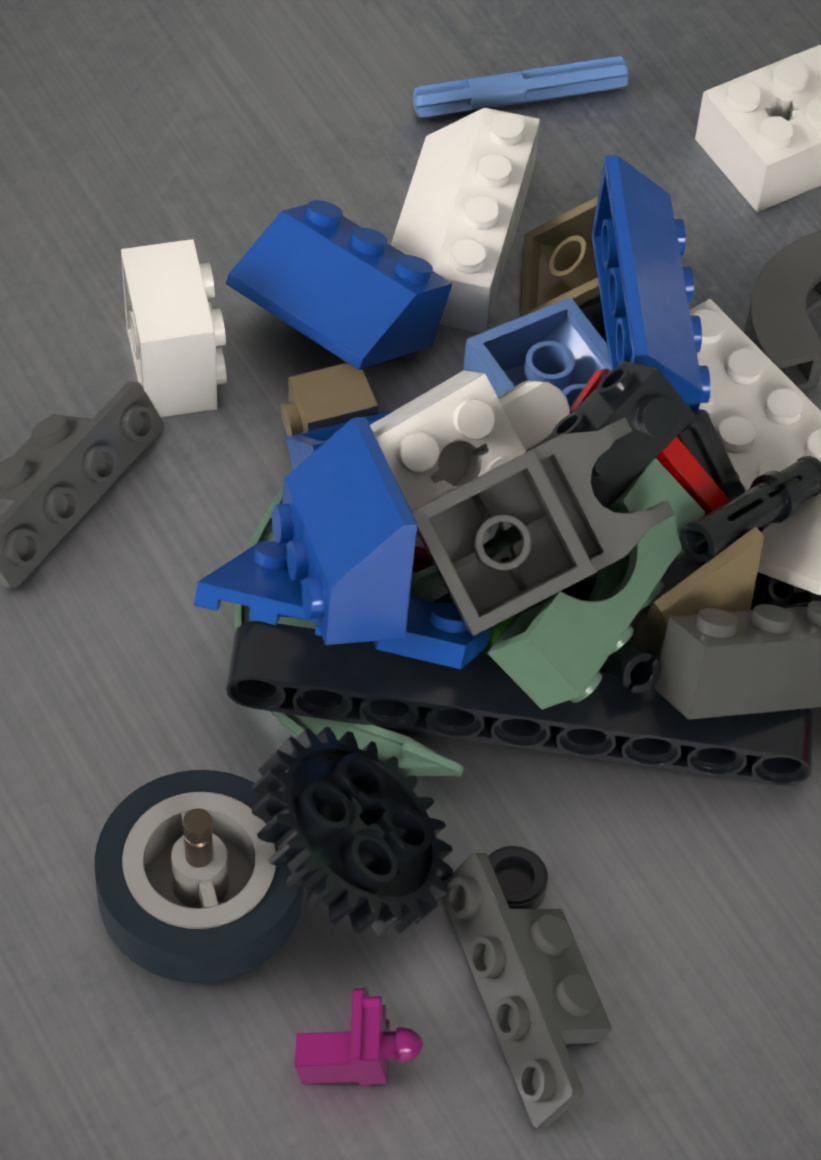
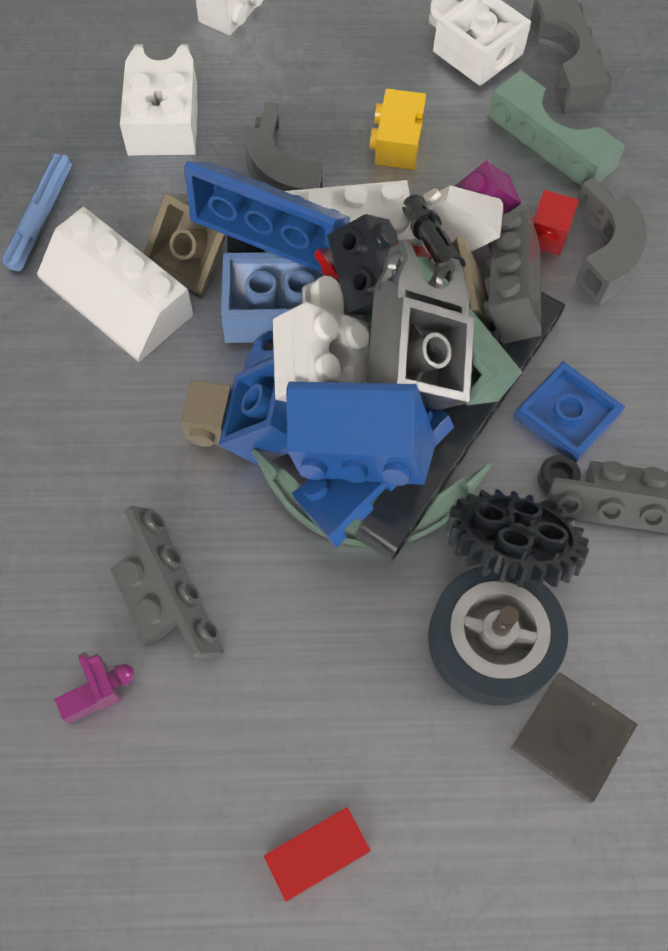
camera: 60 degrees left, 10 degrees up
(114, 1047) = (574, 737): none -> clear smoke tile
(173, 327) = (101, 466): white brick -> none
(342, 285) = (130, 363): blue slope -> none
(358, 1053) = (641, 601): magenta piece -> none
(634, 856) = (569, 411): none -> blue tile

